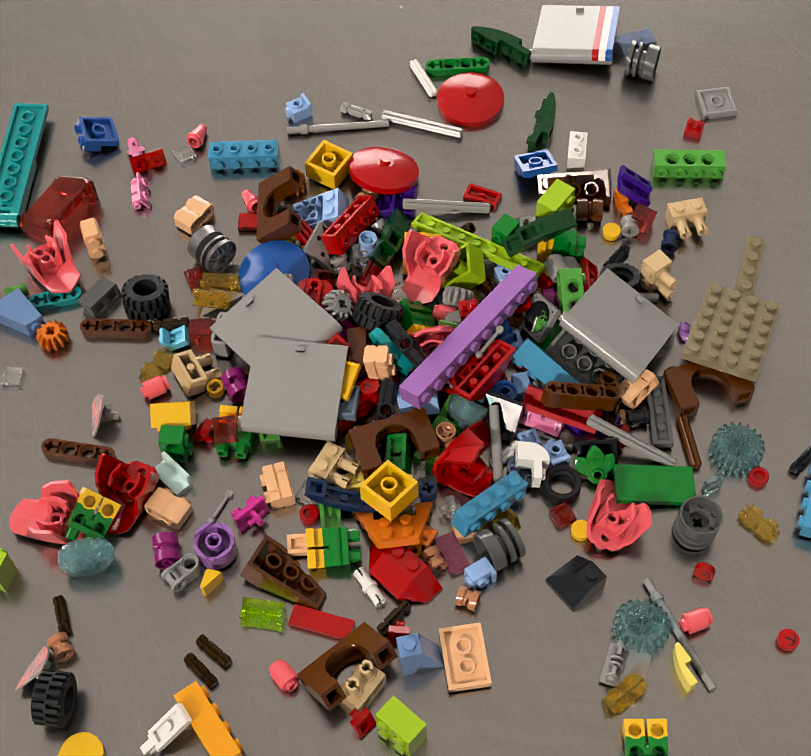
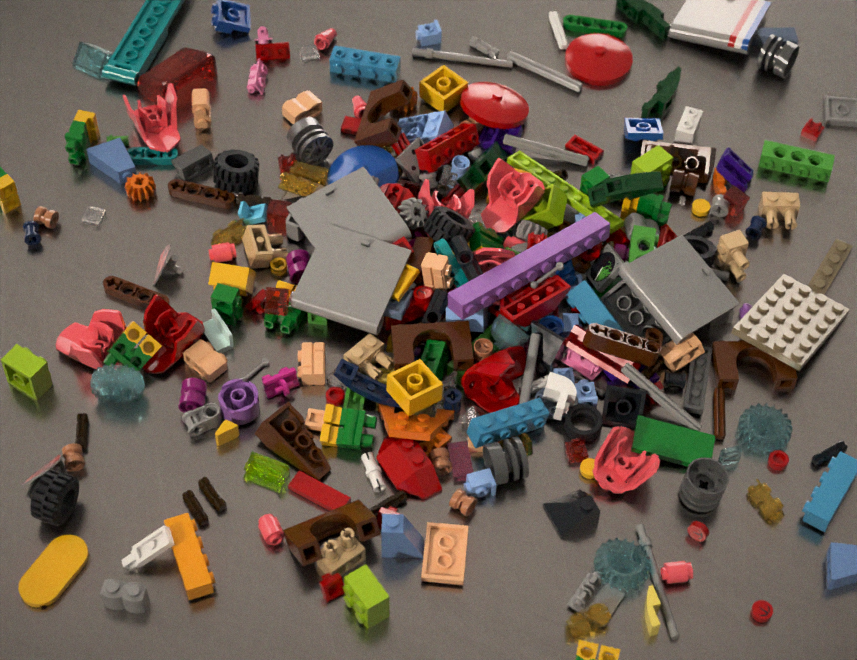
camera: 10 degrees right, 5 degrees down
(595, 462) = (619, 408): green plate -> none

